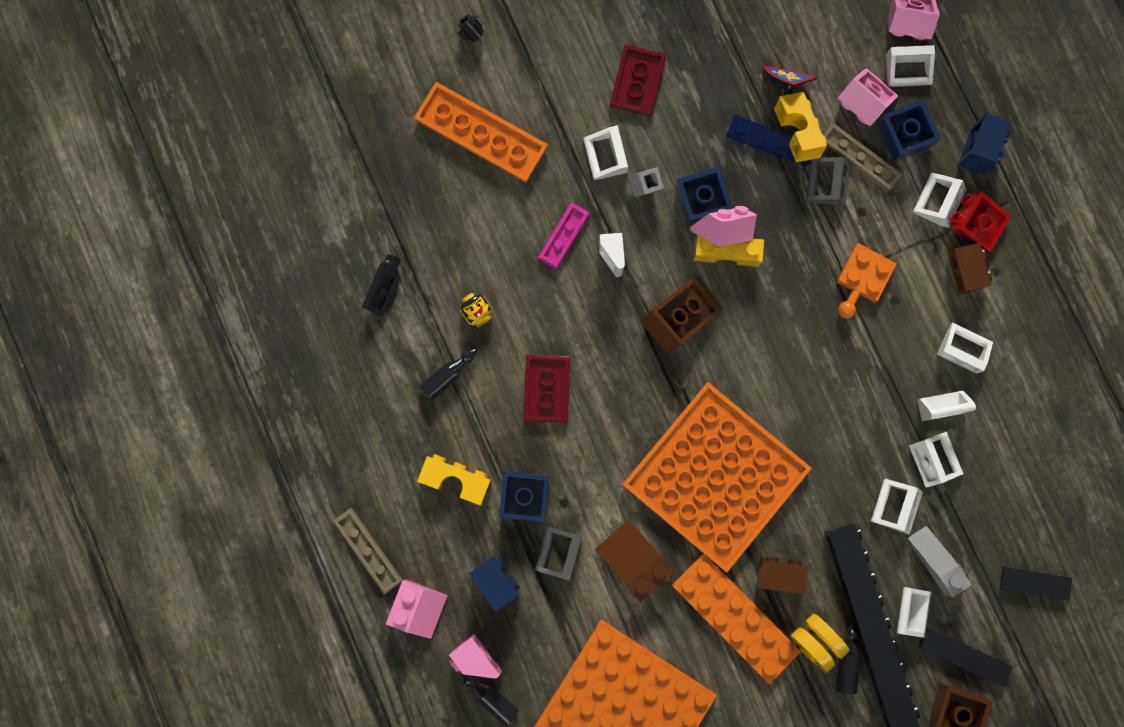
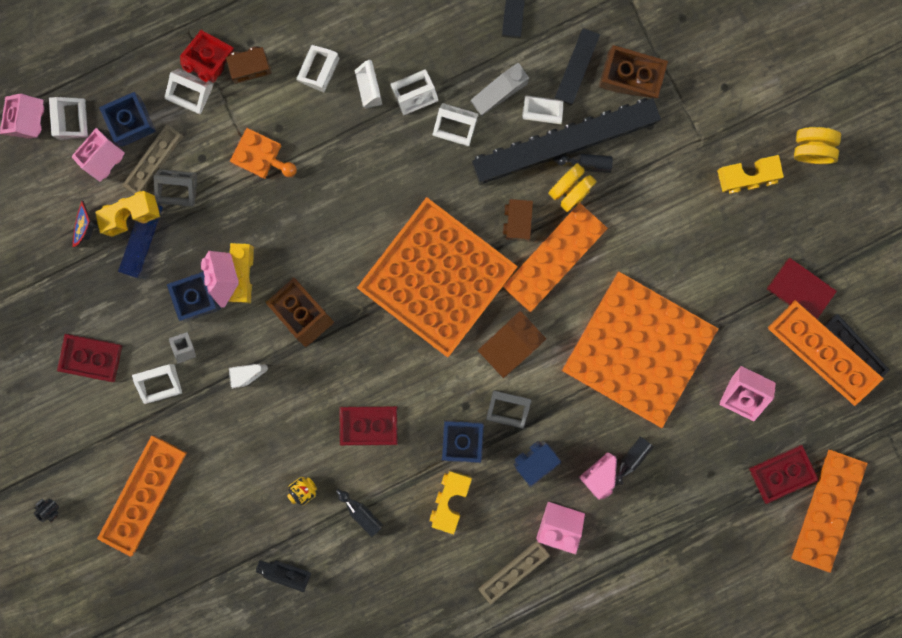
camera: 90 degrees left, 5 degrees up
(563, 235) = (233, 417): dark pink tile -> none
(985, 144) = (137, 52): dark blue brick -> none

